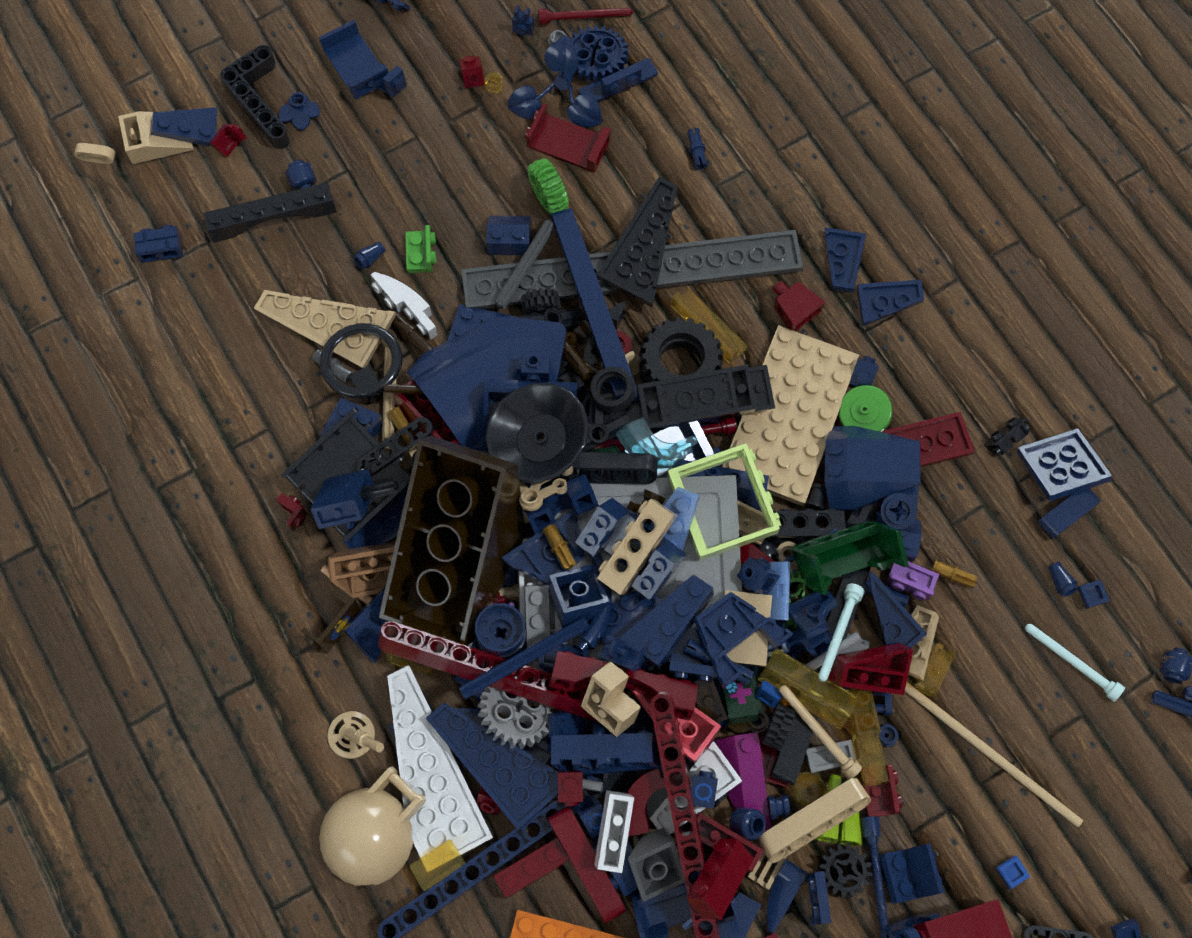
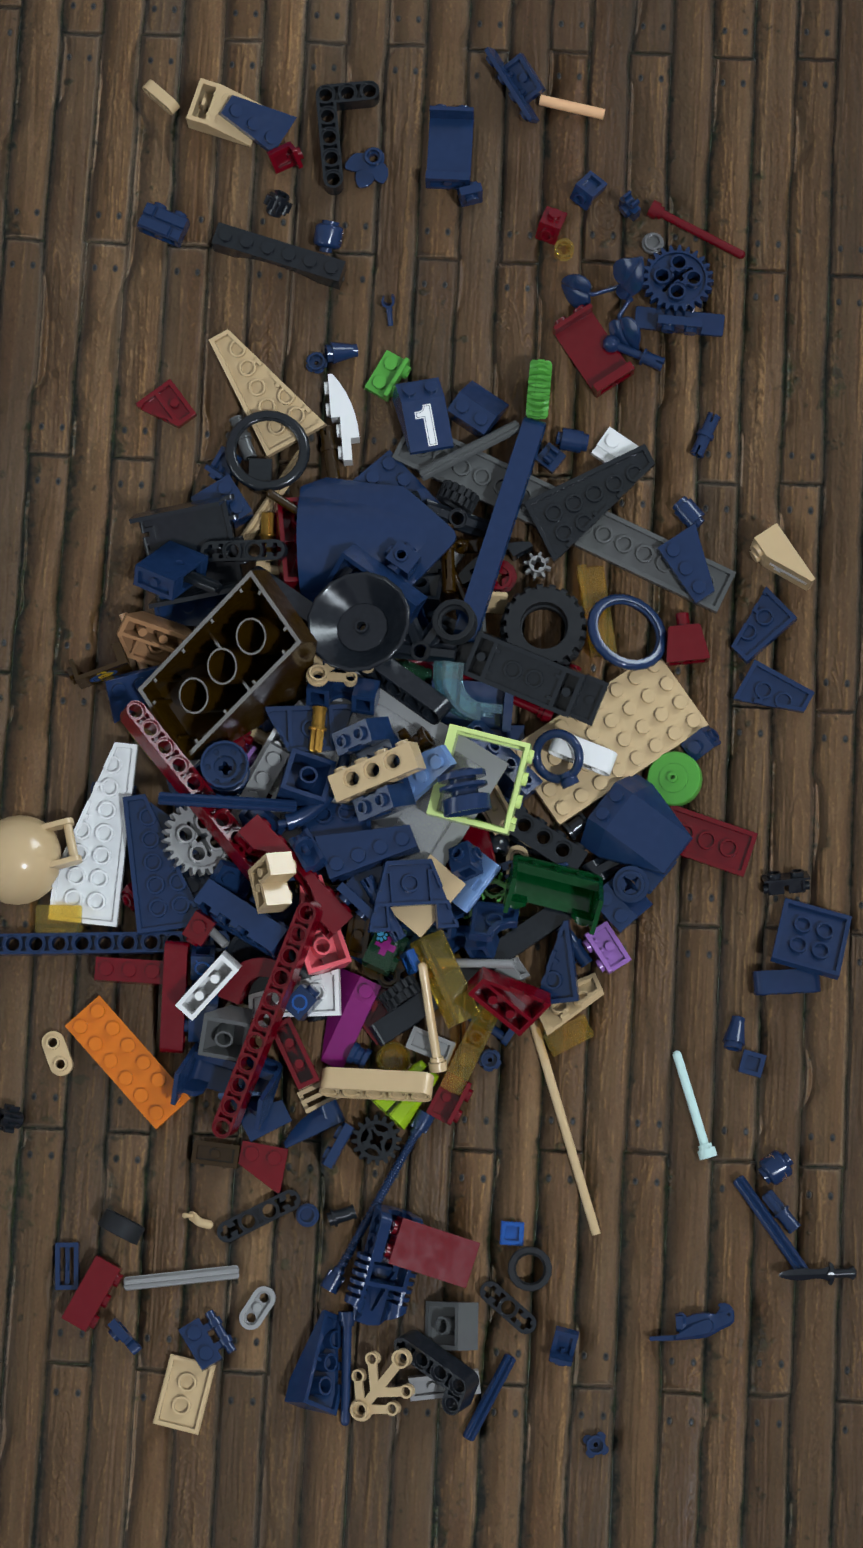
camera: 40 degrees right, 10 degrees up
(243, 175) = (277, 203): none -> black gear
(252, 378) = (167, 405): none -> dark red wing
(292, 505) = (130, 542): dark red bracket -> none
(327, 397) = (219, 467): none -> dark blue bracket
(354, 269) = (312, 358): none -> dark blue plate
(364, 736) = (59, 781): tan dish -> none
(387, 203) = (388, 306): none -> dark blue hand
(469, 259) = (423, 415): none -> dark blue slope
(482, 32) = (587, 190): none -> dark blue bracket
(579, 126) = (612, 344): none -> dark blue pin
(592, 234) = (550, 458): none -> dark blue tile
(599, 211) = (572, 440): none -> dark blue brick
(631, 198) = (612, 446): none -> white plate
(643, 322) = (543, 567): none -> light grey gear
(720, 878) = (264, 1076): dark red brick -> none
(723, 514) = (464, 792): none -> dark blue wheel
(727, 209) = (688, 512): none -> dark blue brick
(739, 300) = (610, 656): none -> dark blue wedge
(748, 823) = (323, 1051): dark blue head -> none
(756, 244) = (688, 563): none -> dark blue wing
(783, 433) = (595, 756): none -> white beam
(789, 457) = (568, 778): none -> dark blue piece
(824, 196) = (780, 557): none -> tan slope
(853, 595) = (538, 928): light aqua piece -> none
(911, 873) = (425, 1177): dark blue bracket -> none
(954, 574) = (646, 967): pearl gold axle -> none
(1069, 887) = (546, 1273): none -> black tyre

